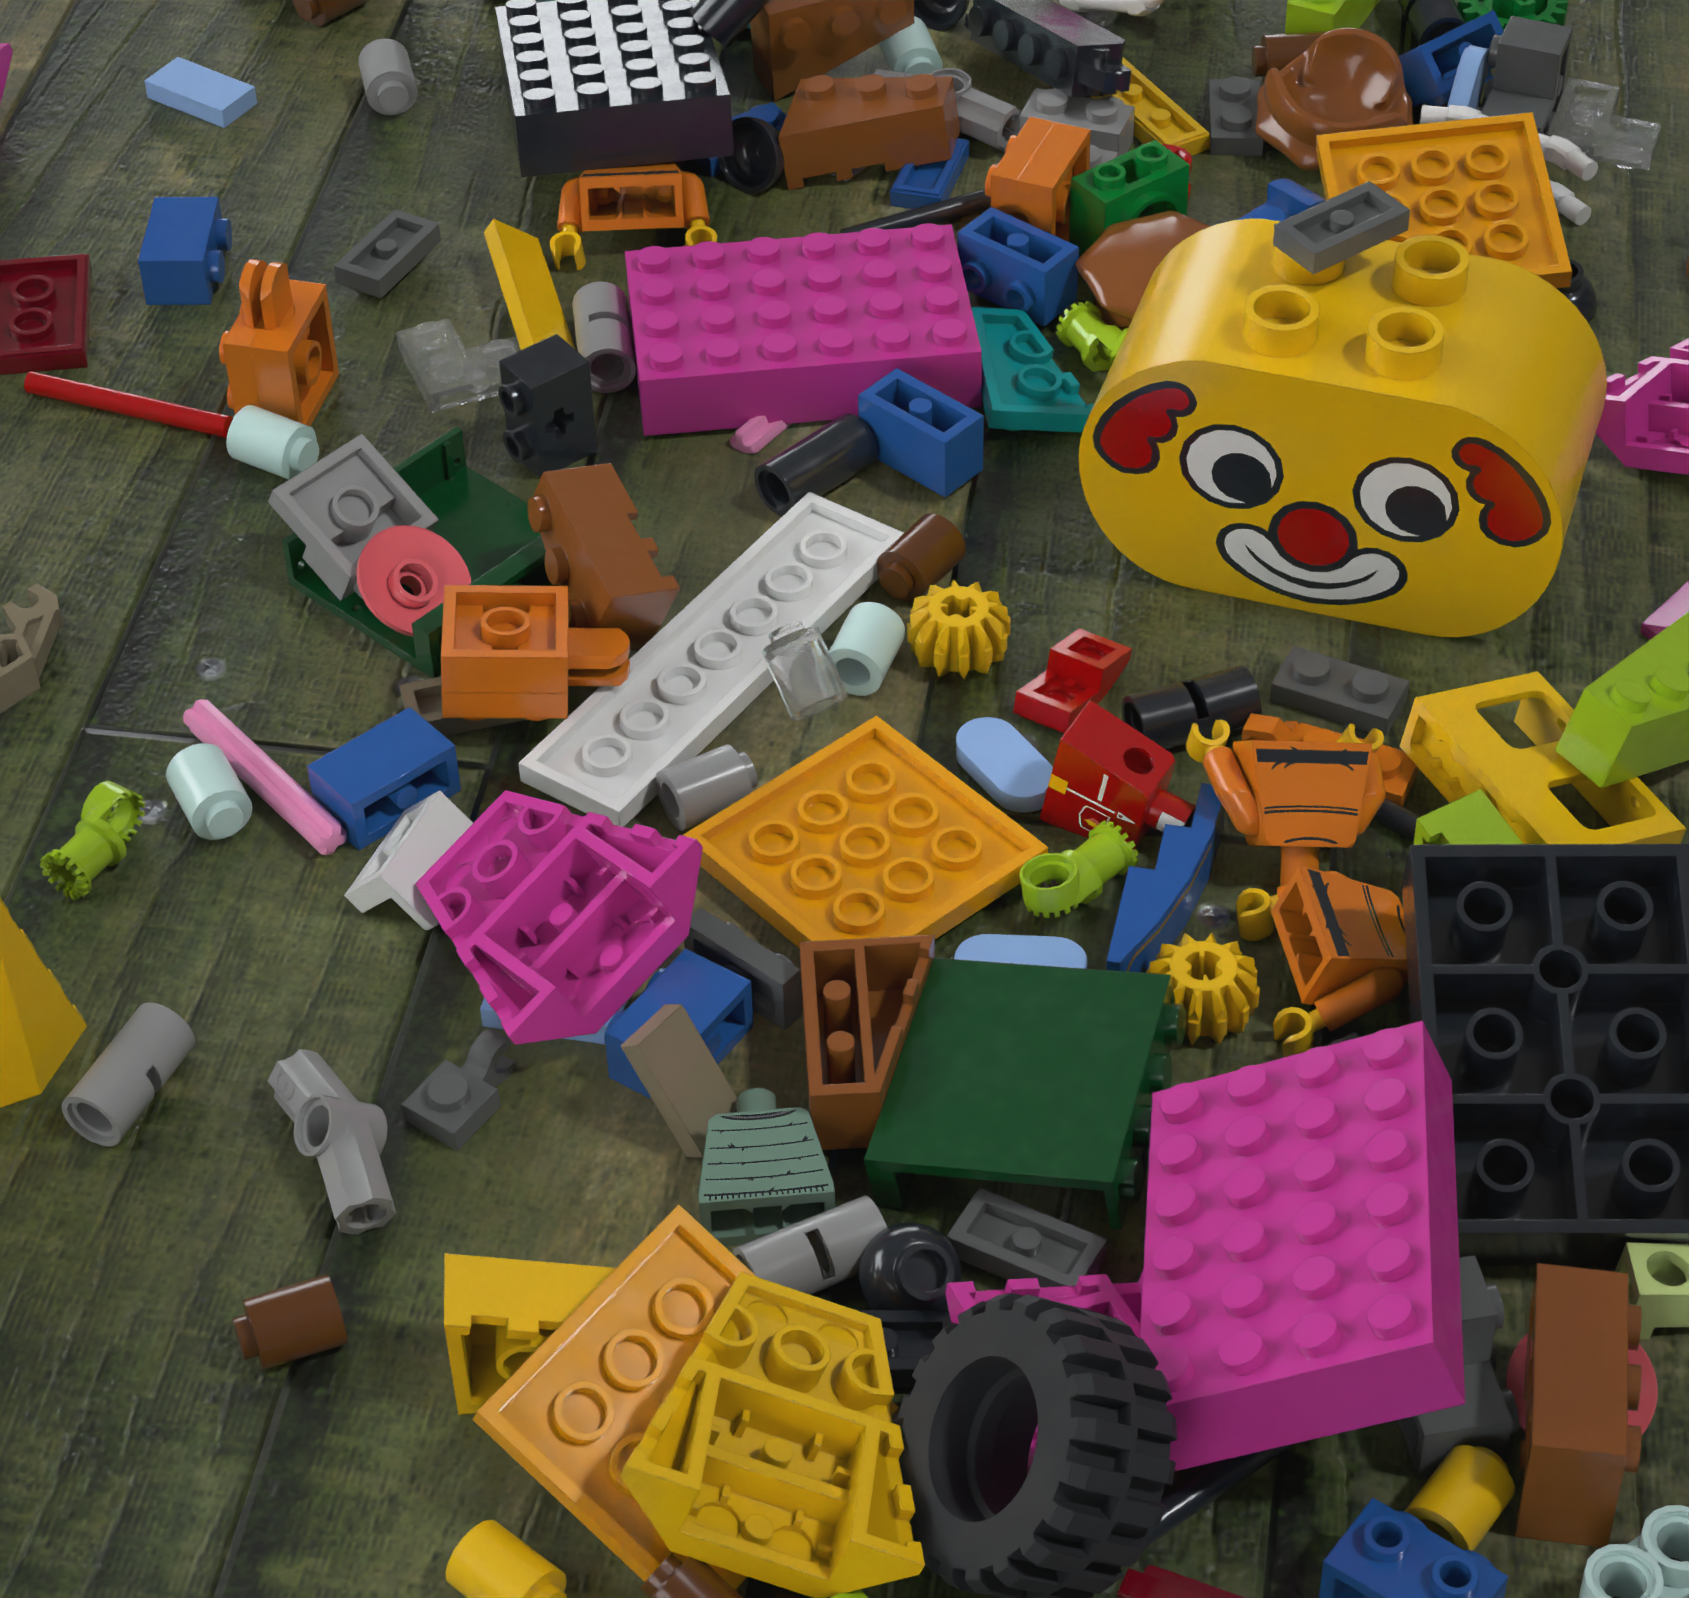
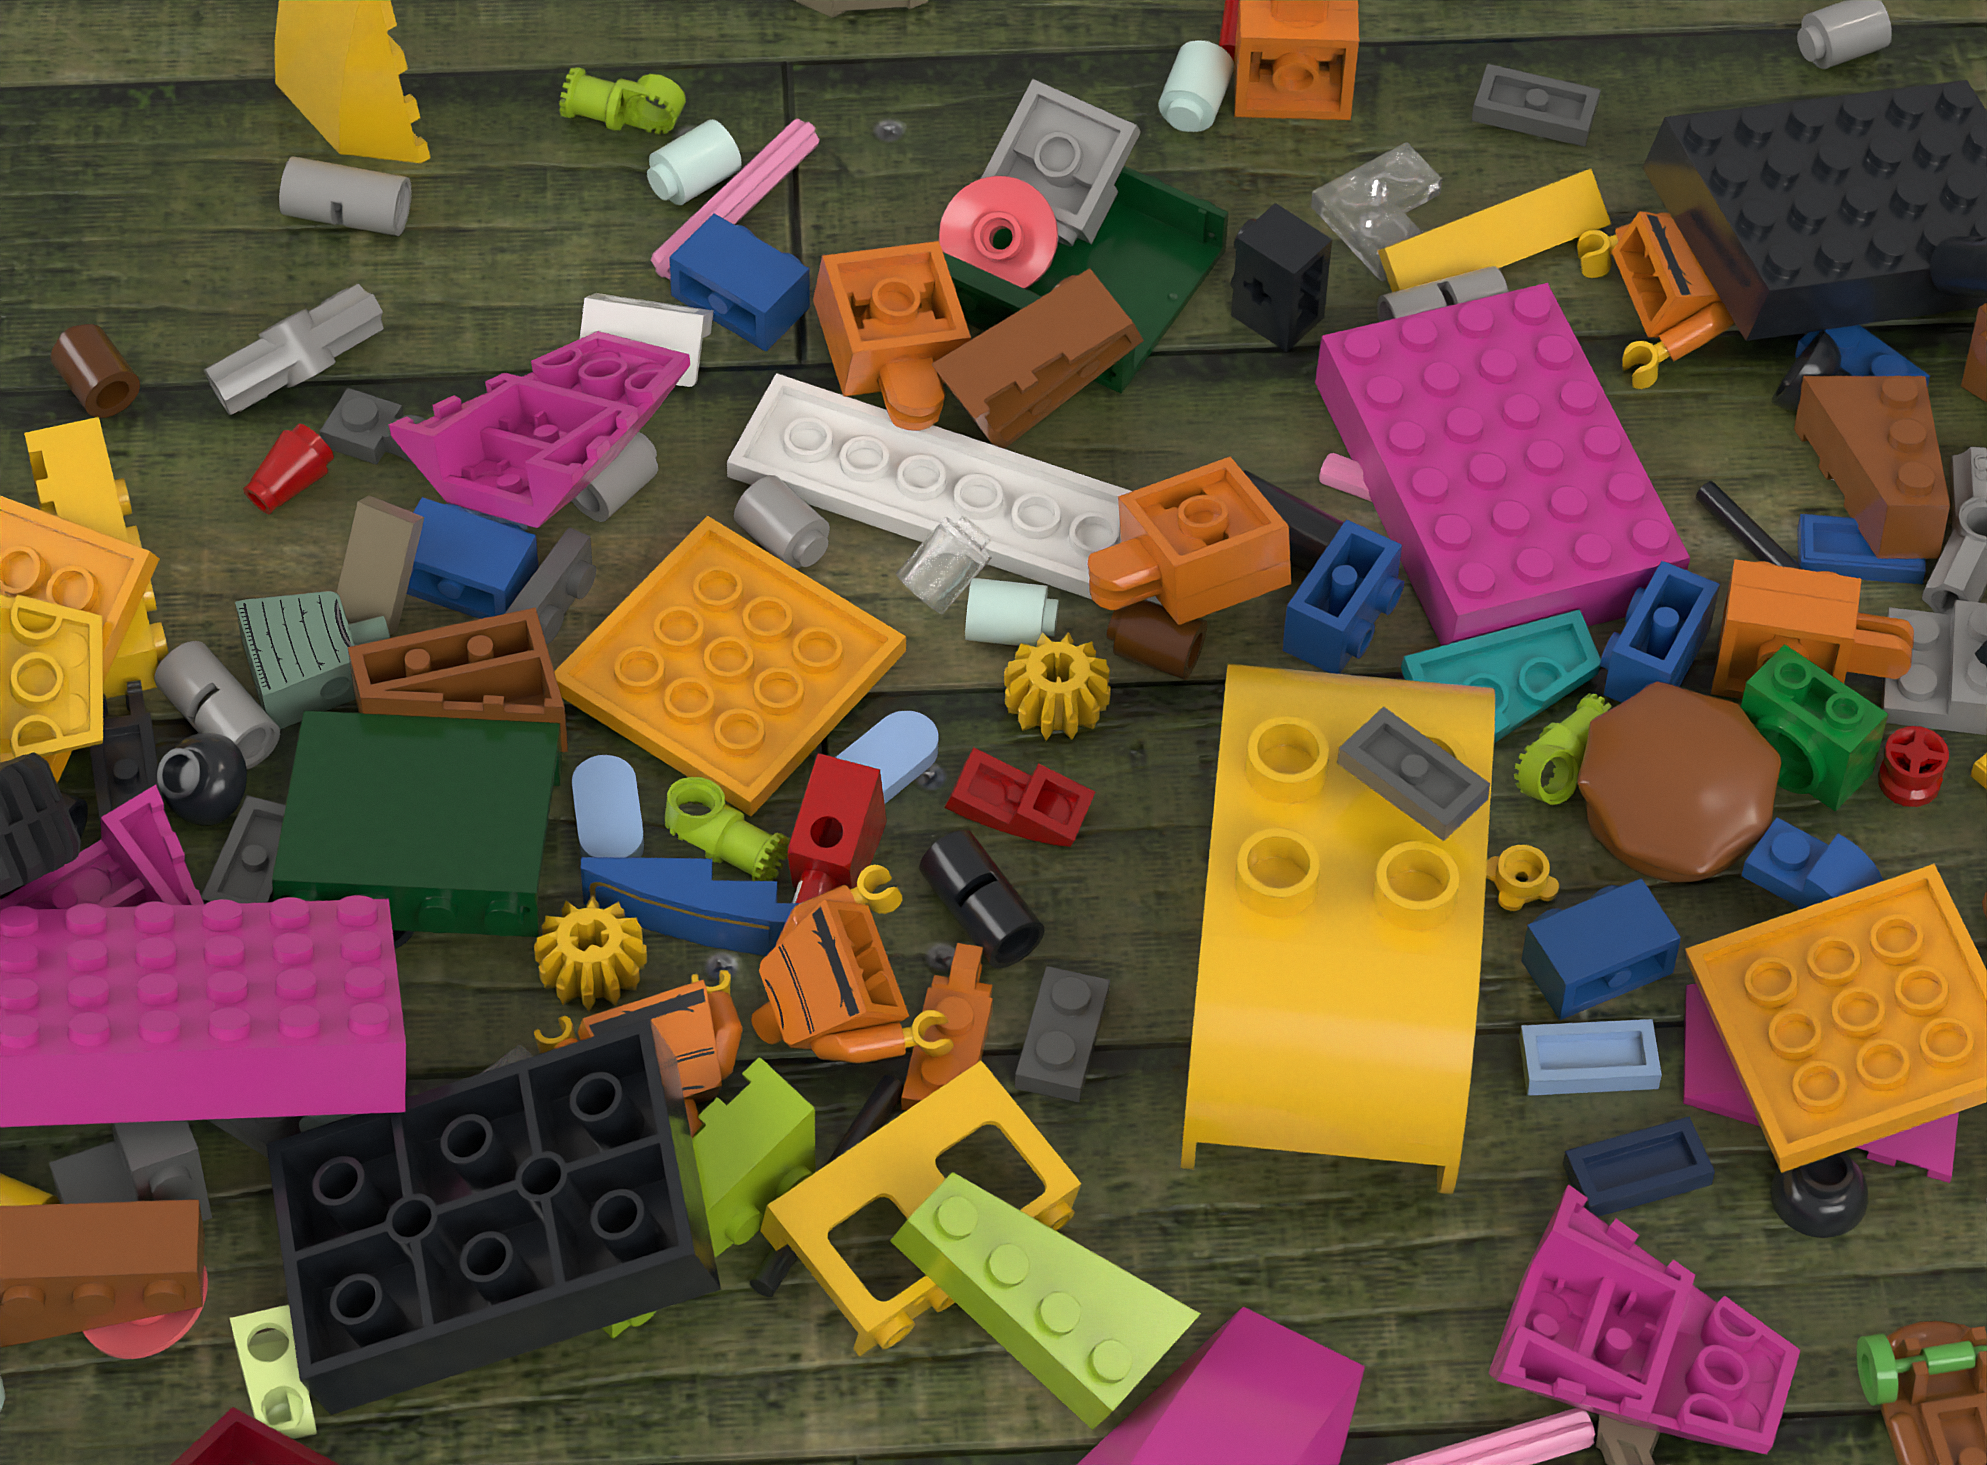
camera: 75 degrees right, 10 degrees up
(495, 1162) = (289, 468): none -> red cone
(865, 481) = (1193, 545): none -> orange brick

